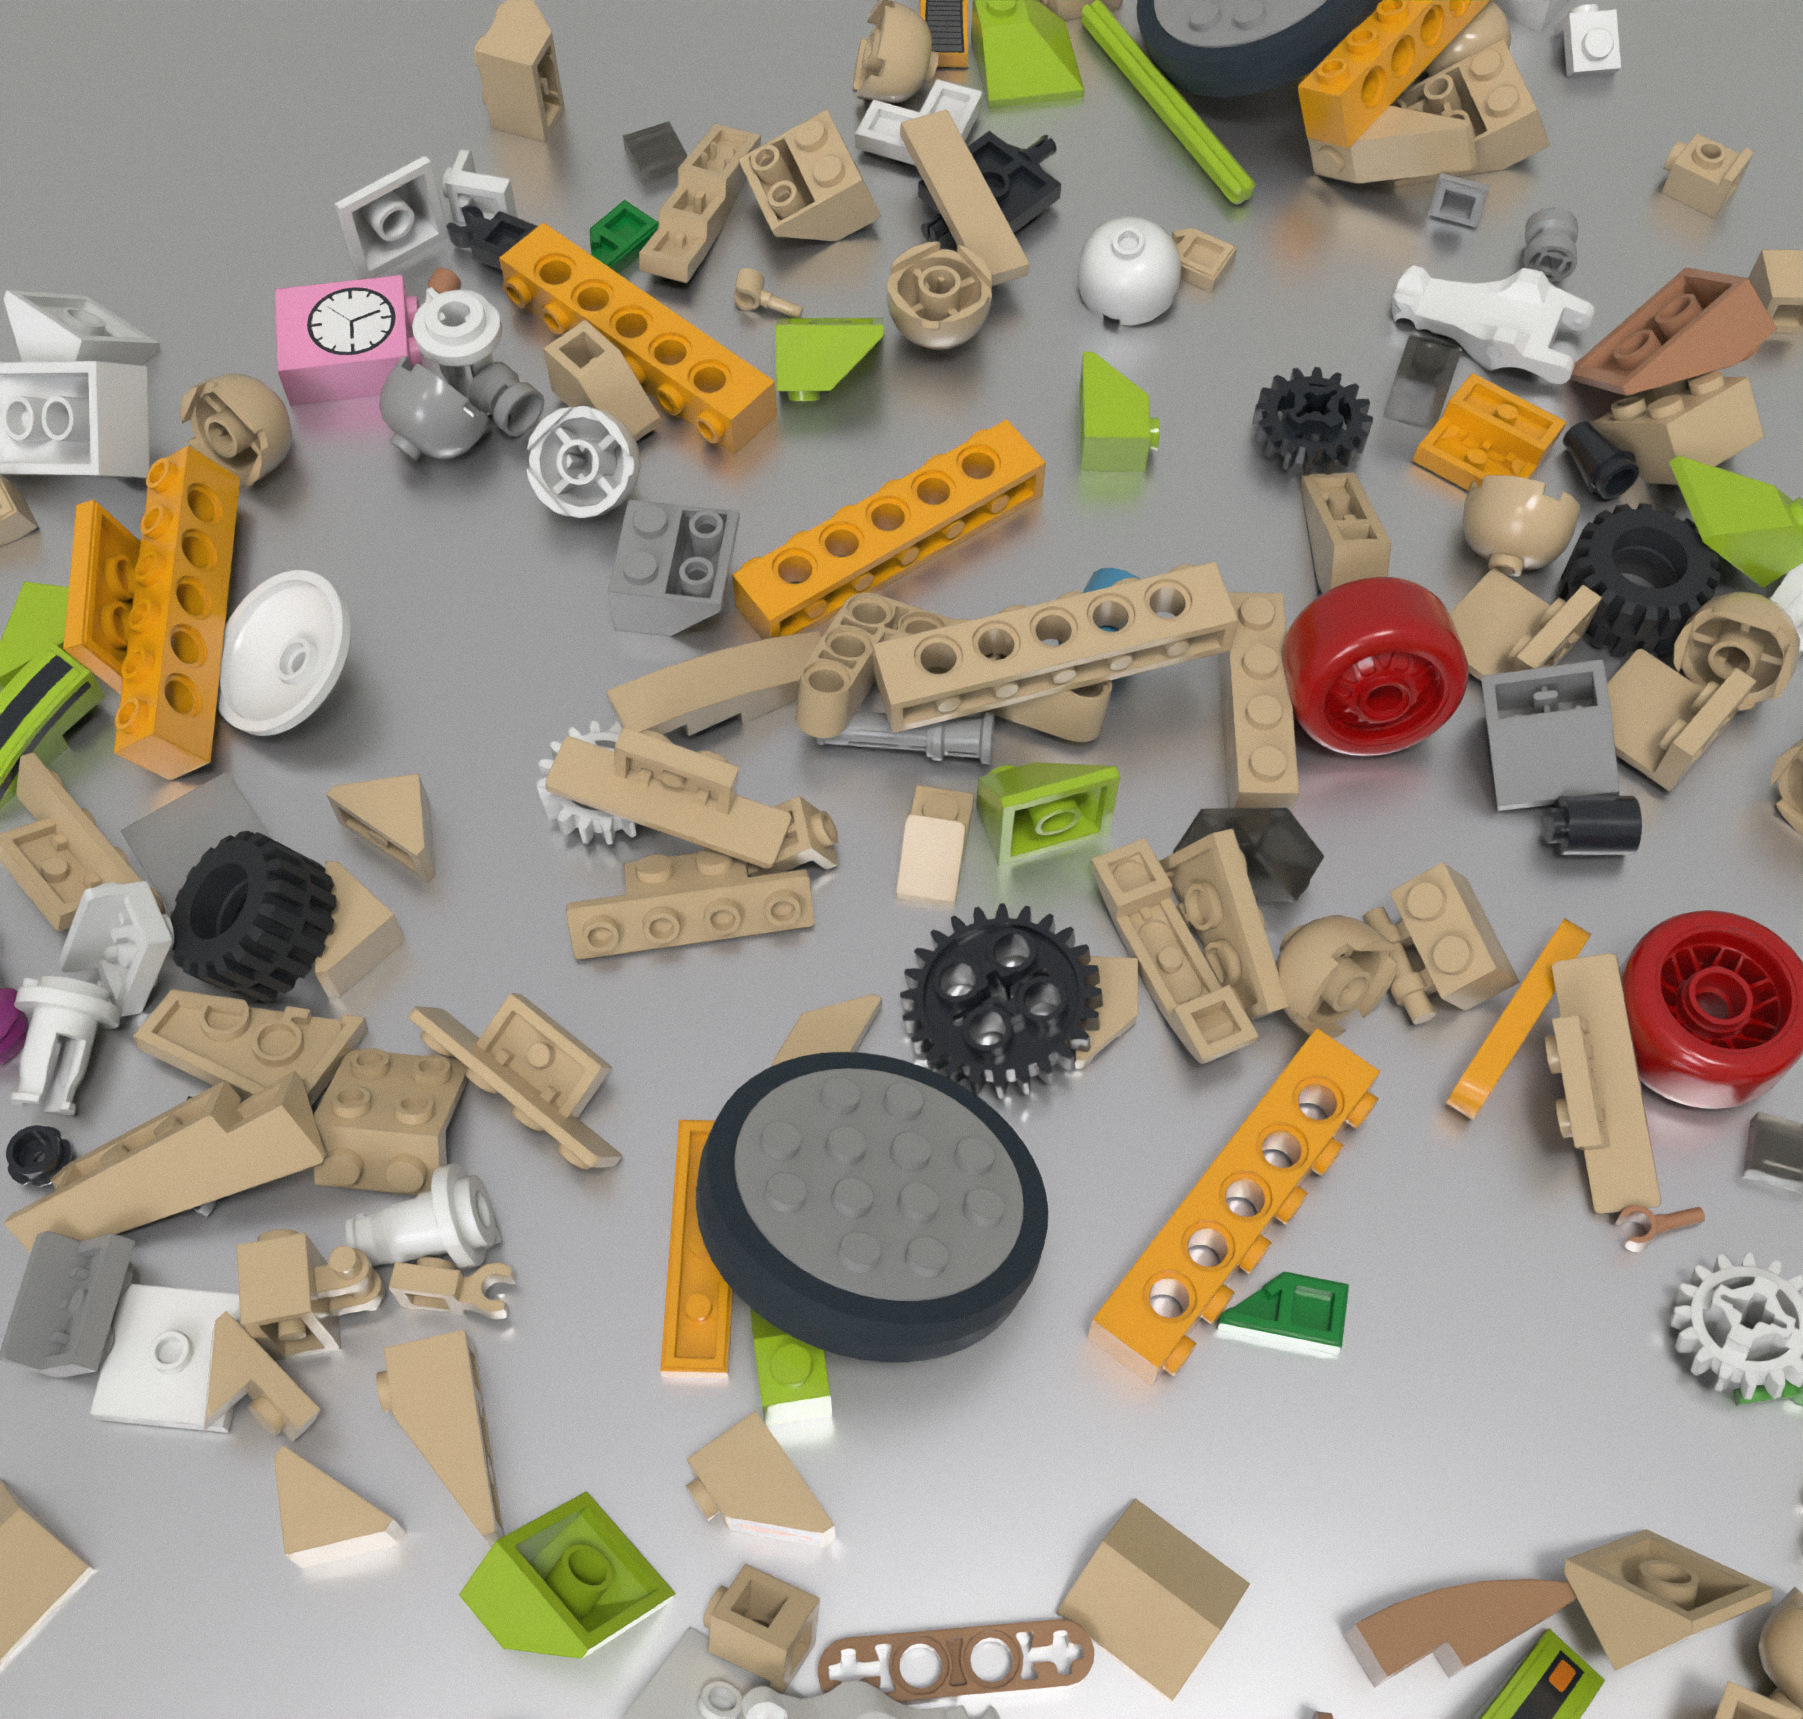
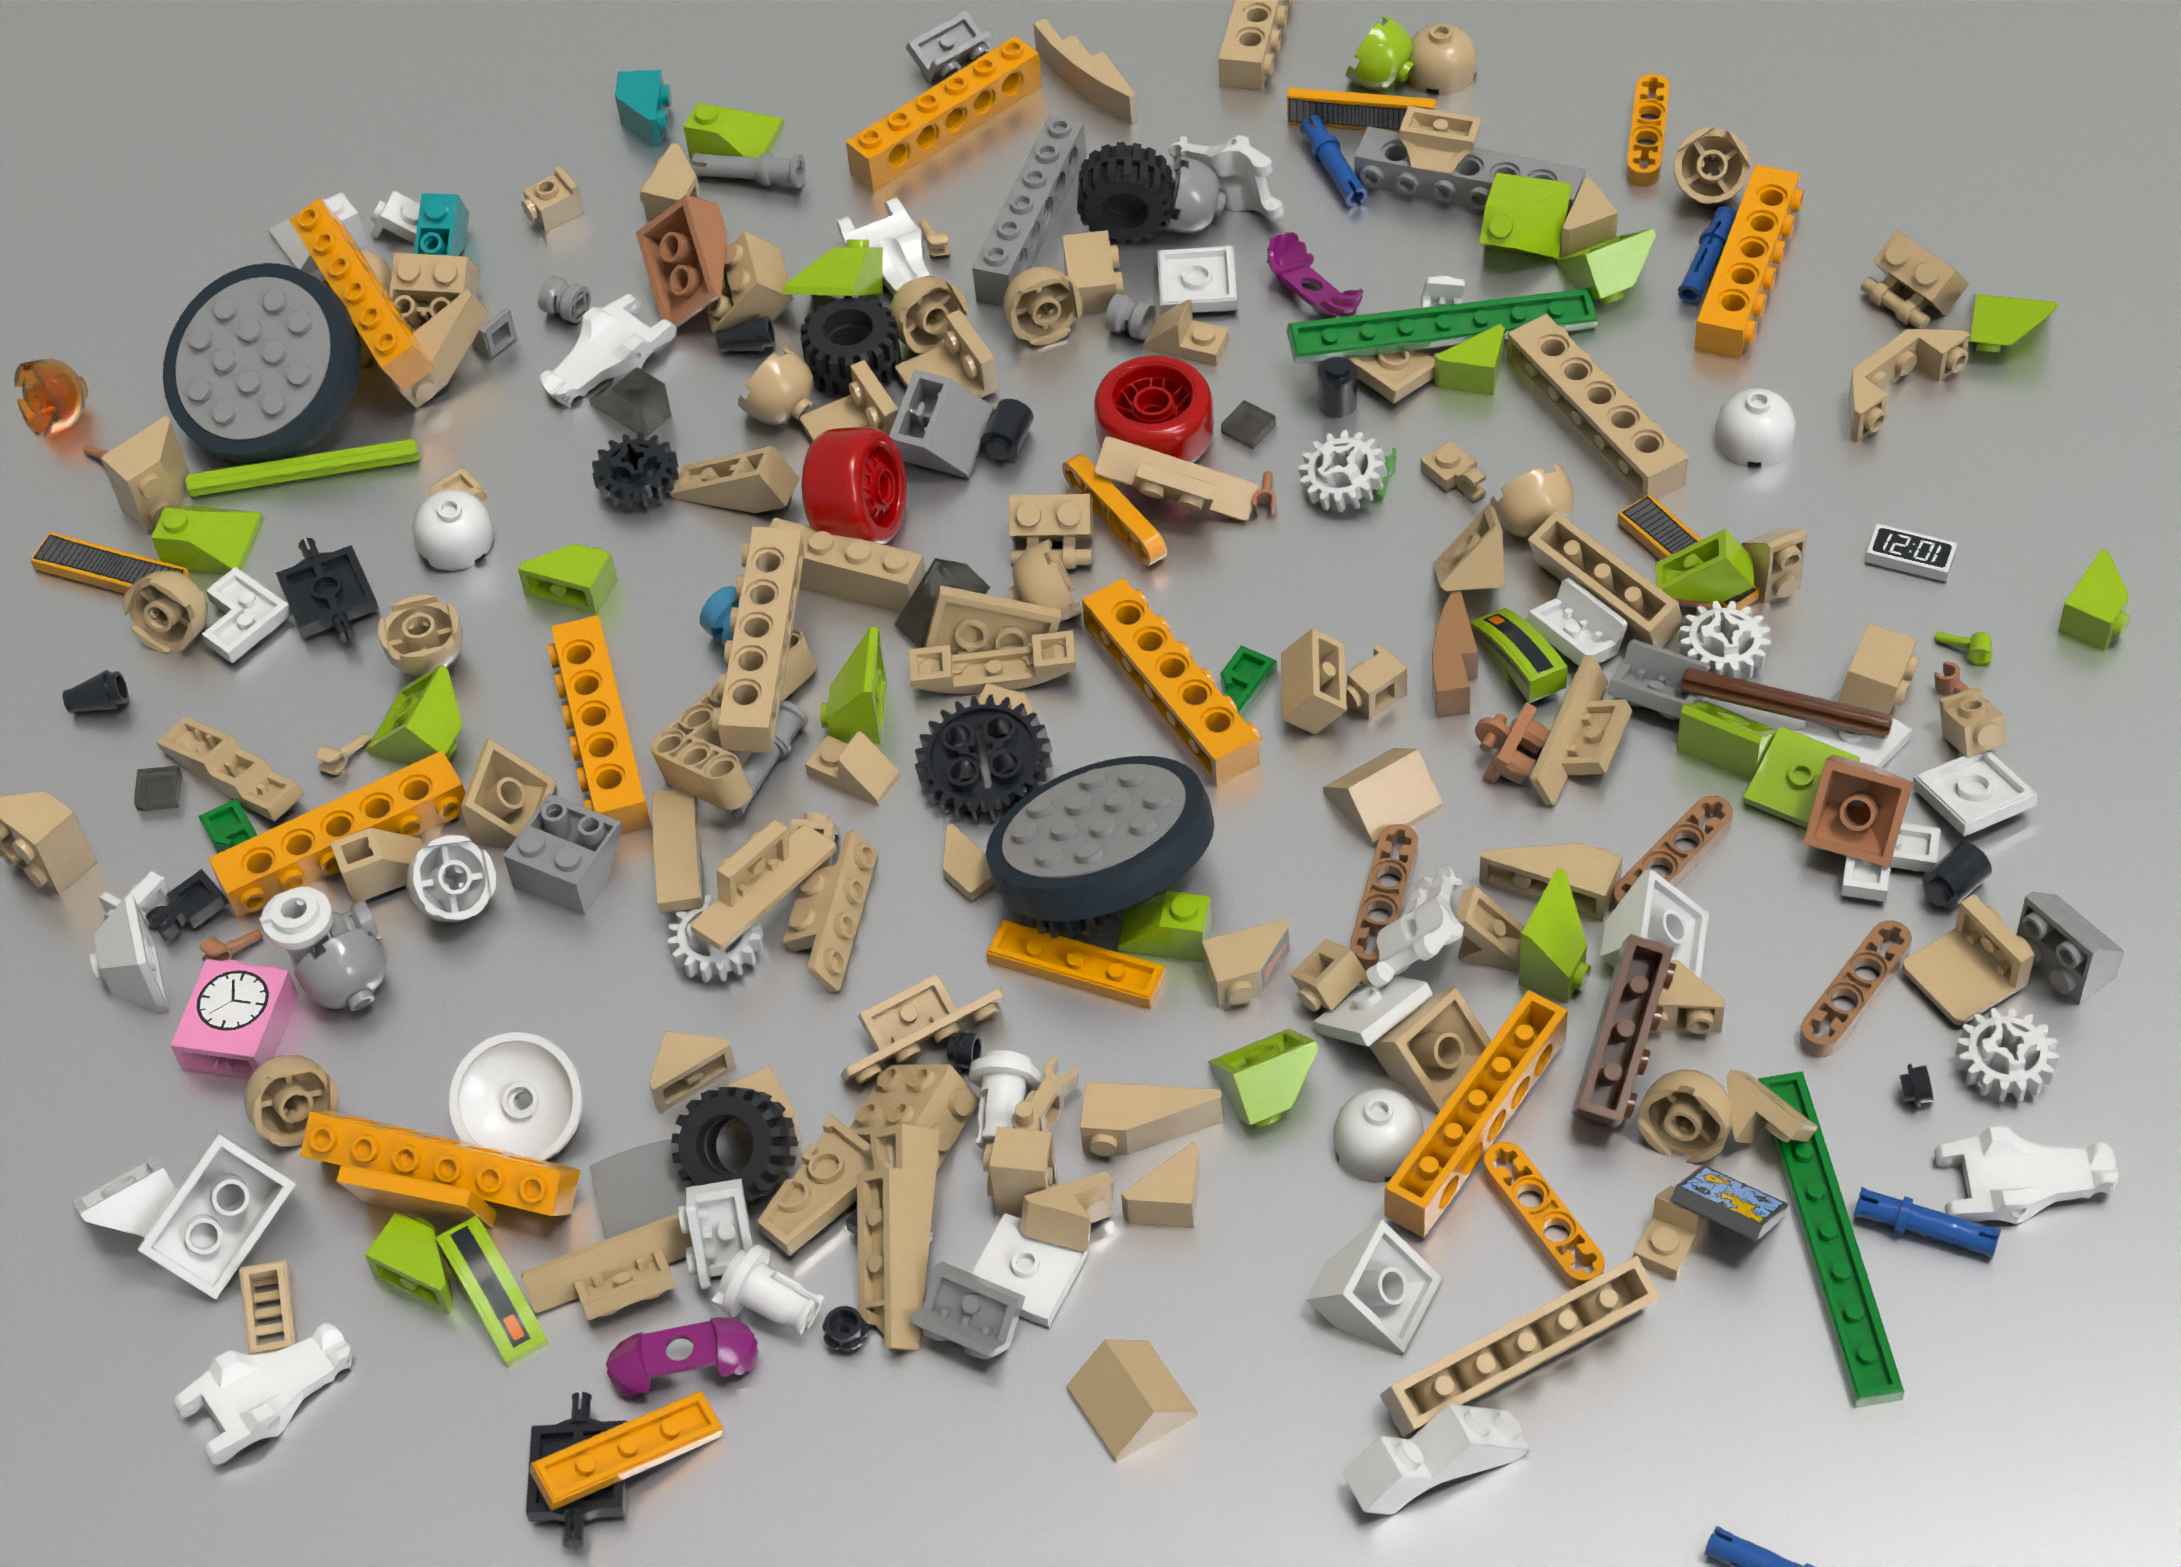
camera: 65 degrees left, 10 degrees down
(509, 1149) = (964, 1049): none -> black plate
(743, 469) = (502, 796): none -> tan slope
(762, 48) = (98, 693): none -> black cone
(810, 183) = (261, 687): tan slope -> none
(963, 194) = (331, 599): tan tile -> none
(1307, 1417) = (1313, 681): none -> tan brick
(1352, 1514) = (1376, 683): none -> tan brick
(1488, 434) = (701, 386): light orange slope -> none
(1584, 81) = (441, 225): none -> teal slope

